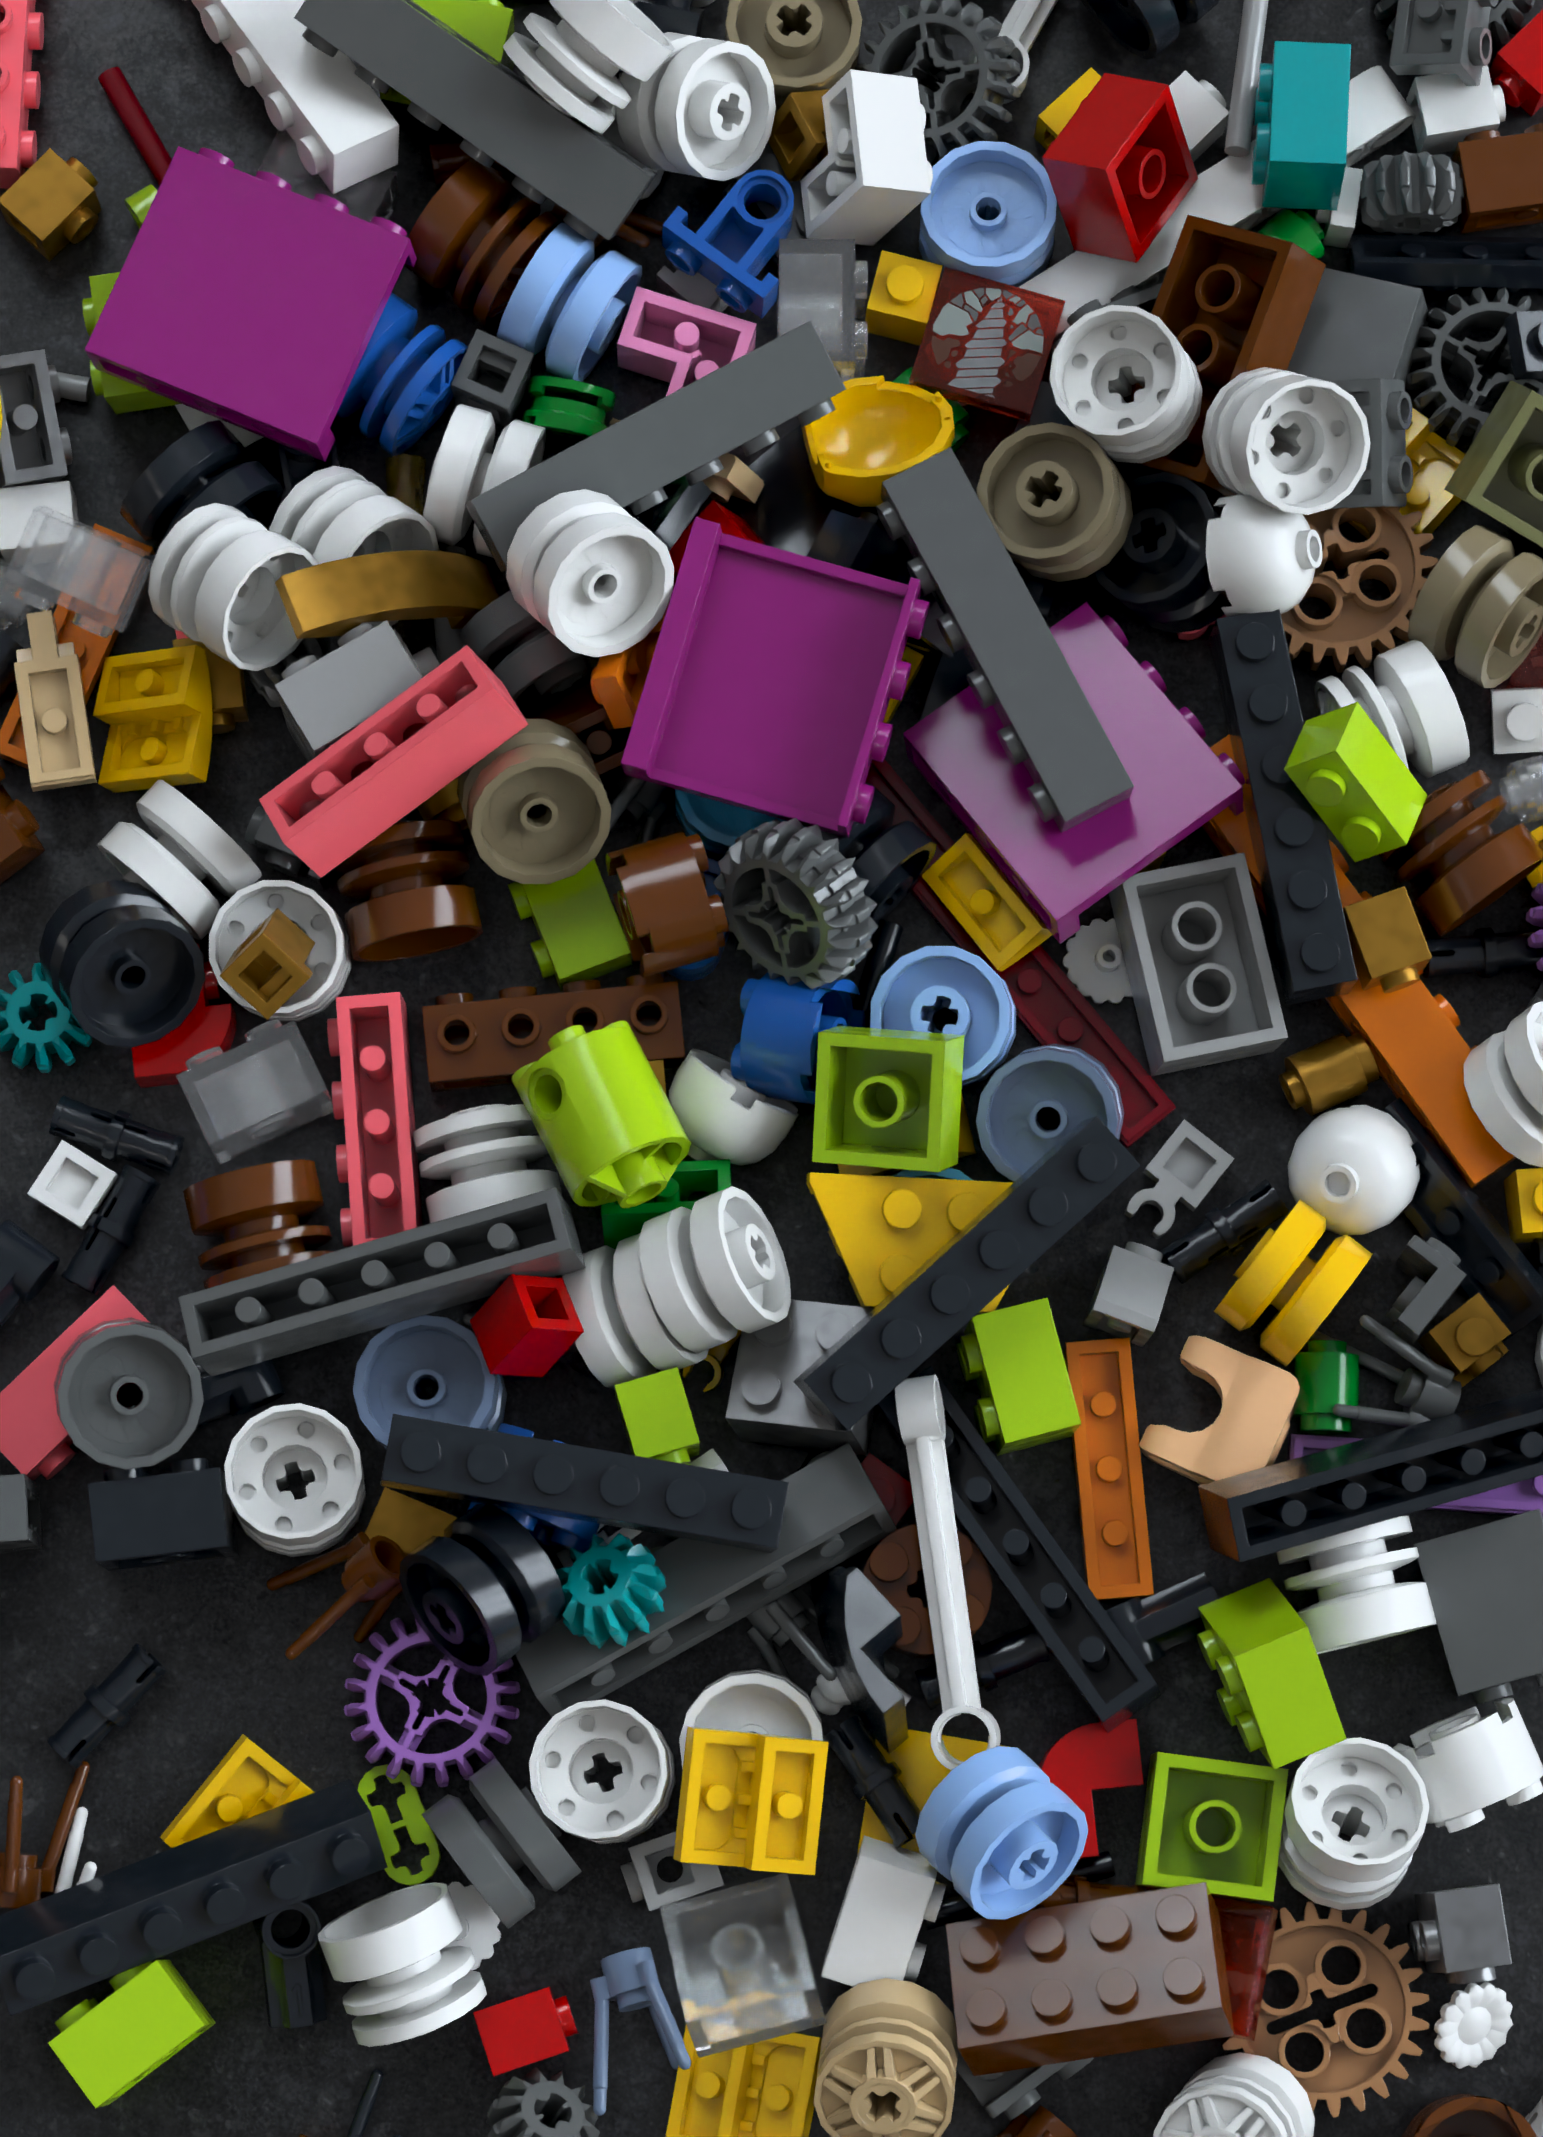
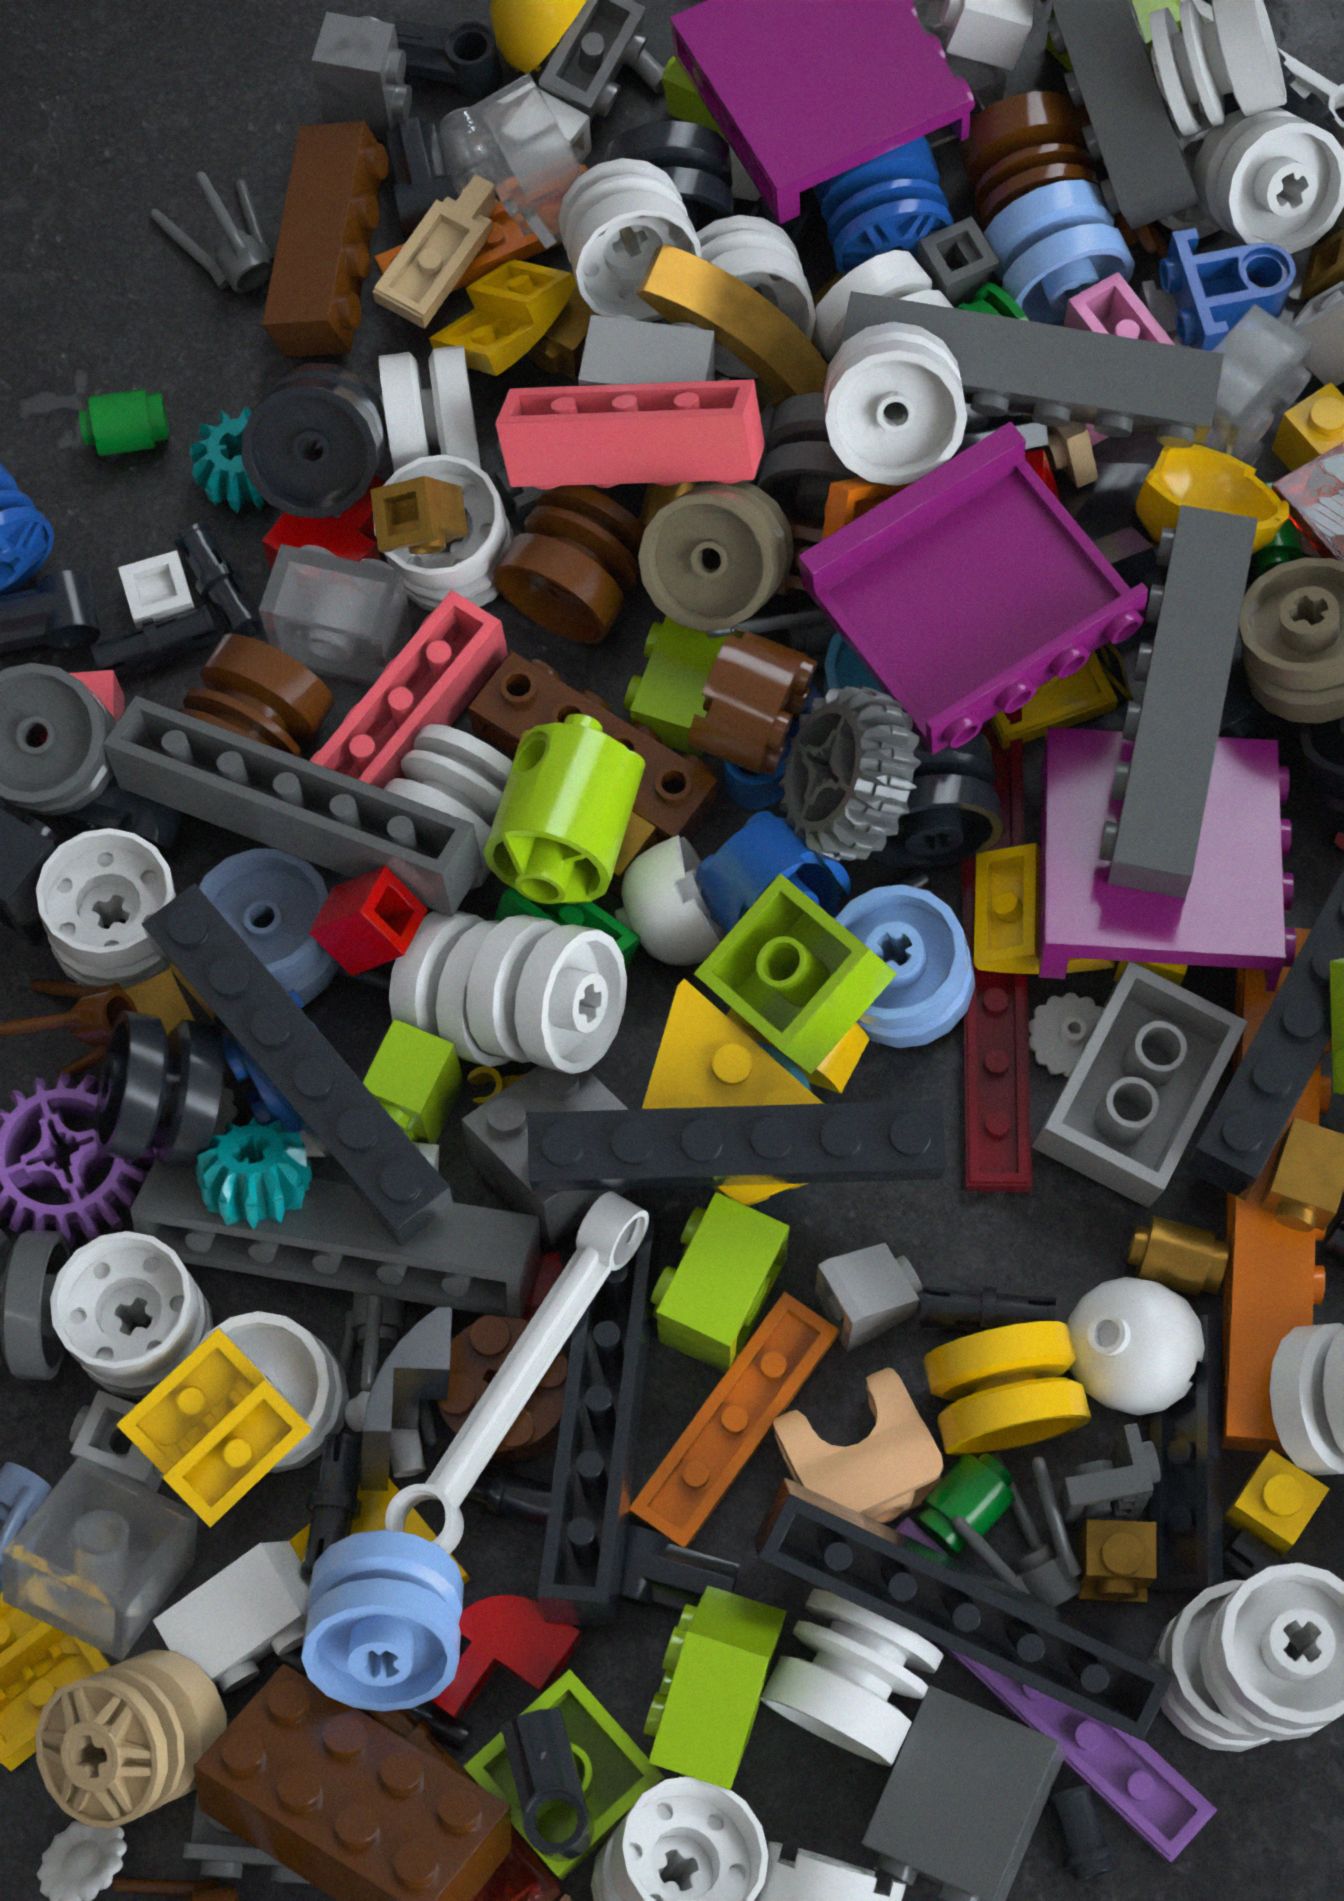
camera: 50 degrees right, 10 degrees down
(1037, 1079) = (932, 1065): sand blue wheel -> none
(1183, 1172) = (995, 1237): light grey plate -> none
(1211, 1839) = (546, 1779): none -> black piece

